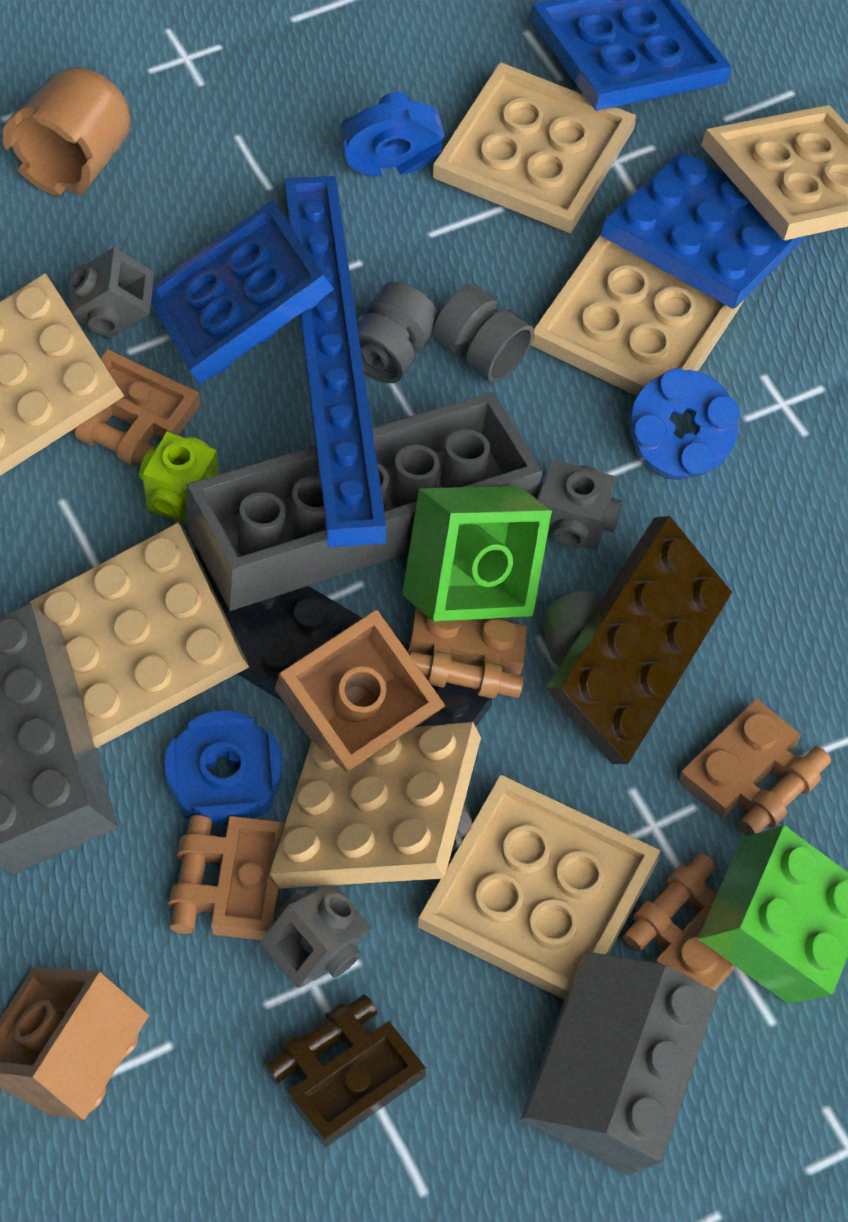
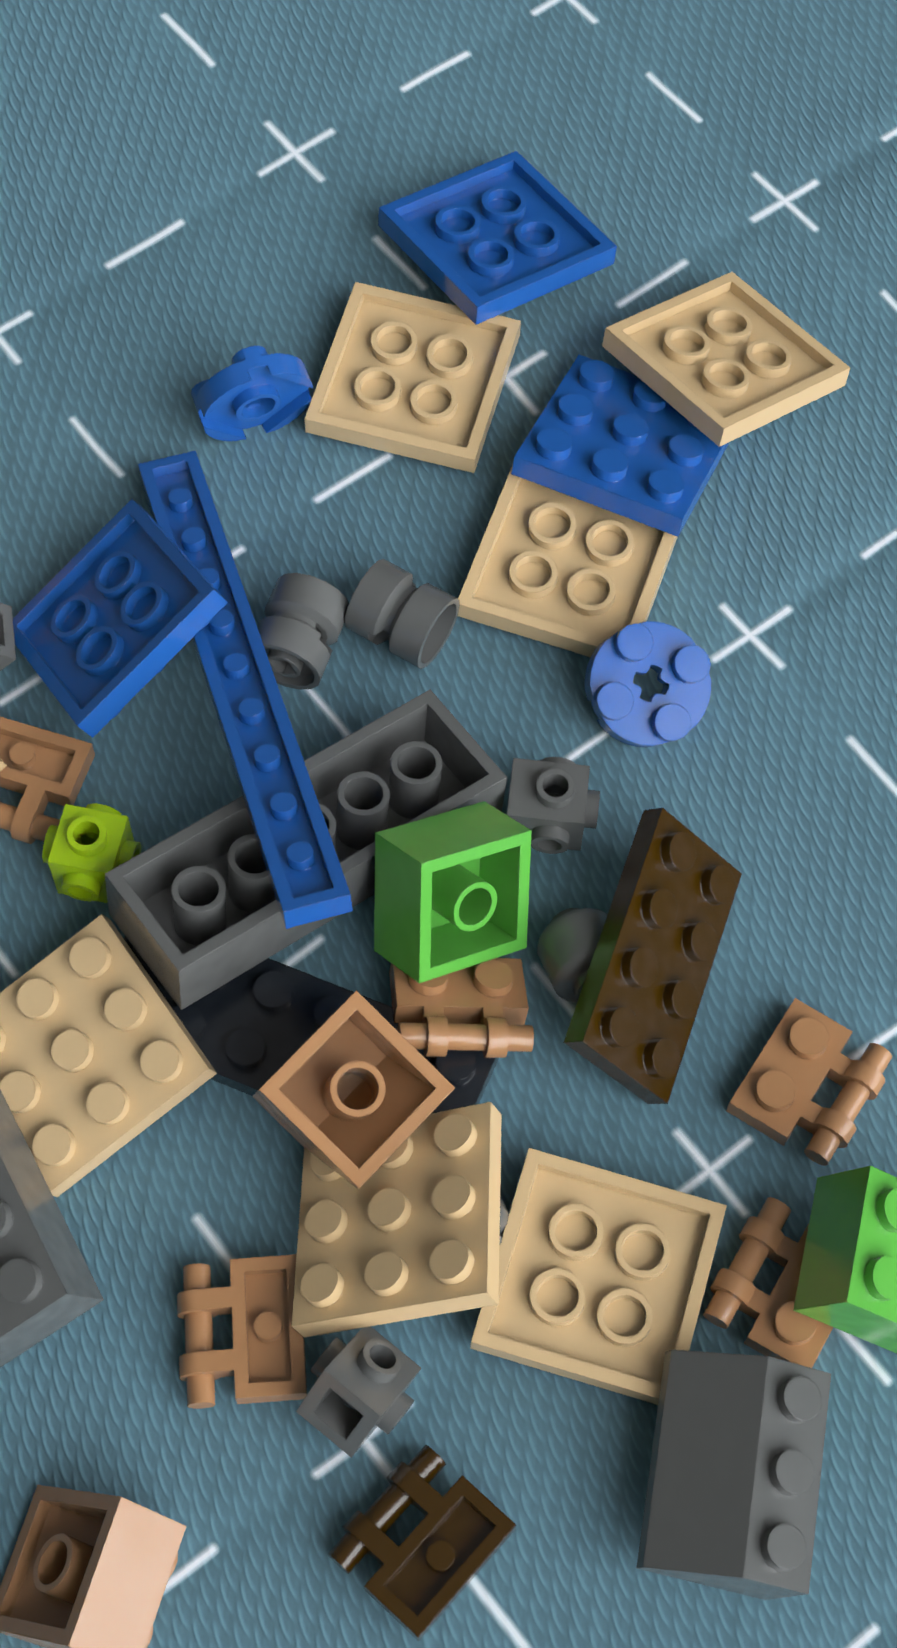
camera: 10 degrees left, 5 degrees up
(247, 745) = (175, 1181): blue plate -> none

